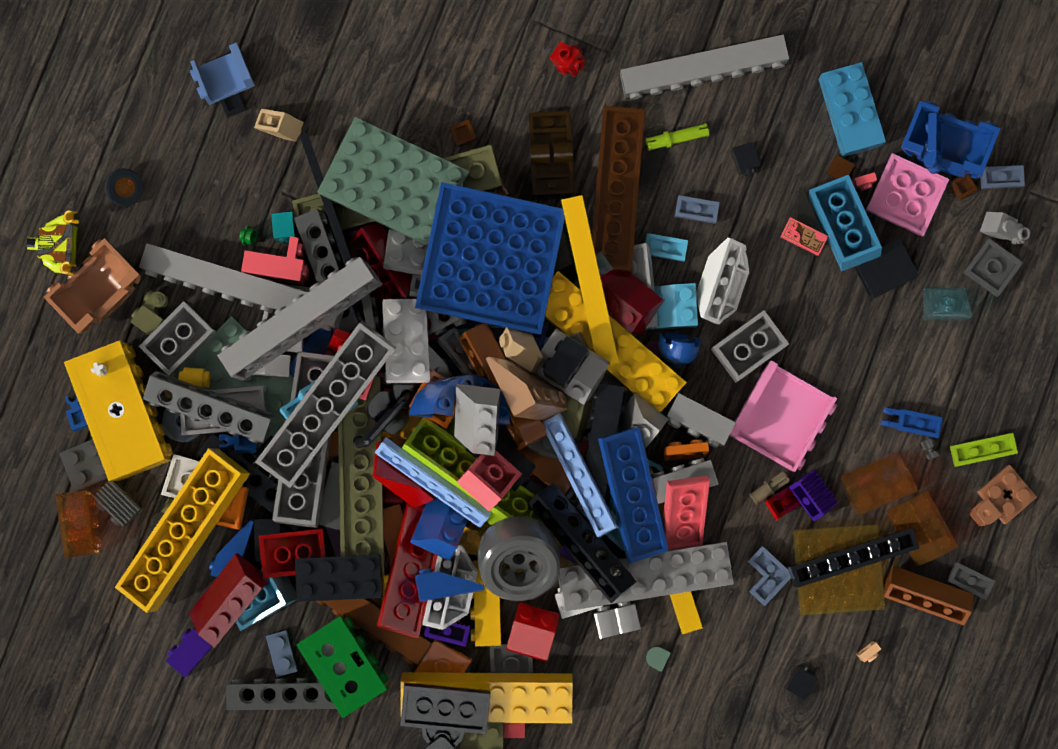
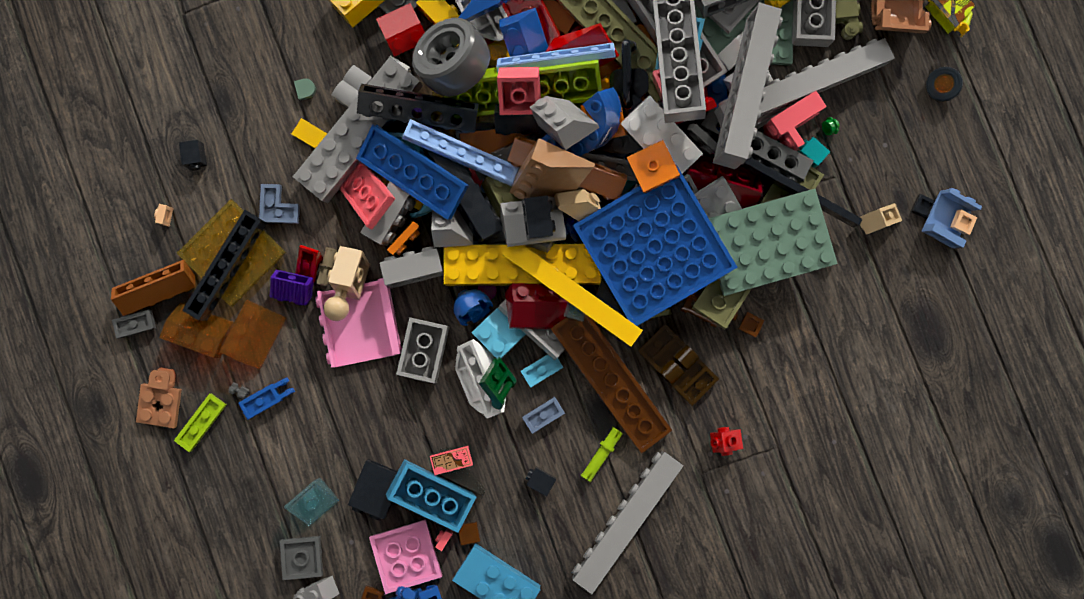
camera: 135 degrees right, 0 degrees up
(215, 62) = (963, 222): none -> light nougat plate
(435, 321) = (653, 166): none -> orange plate
(712, 264) = (493, 380): none -> dark green plate
(765, 457) = (347, 281): none -> tan brick

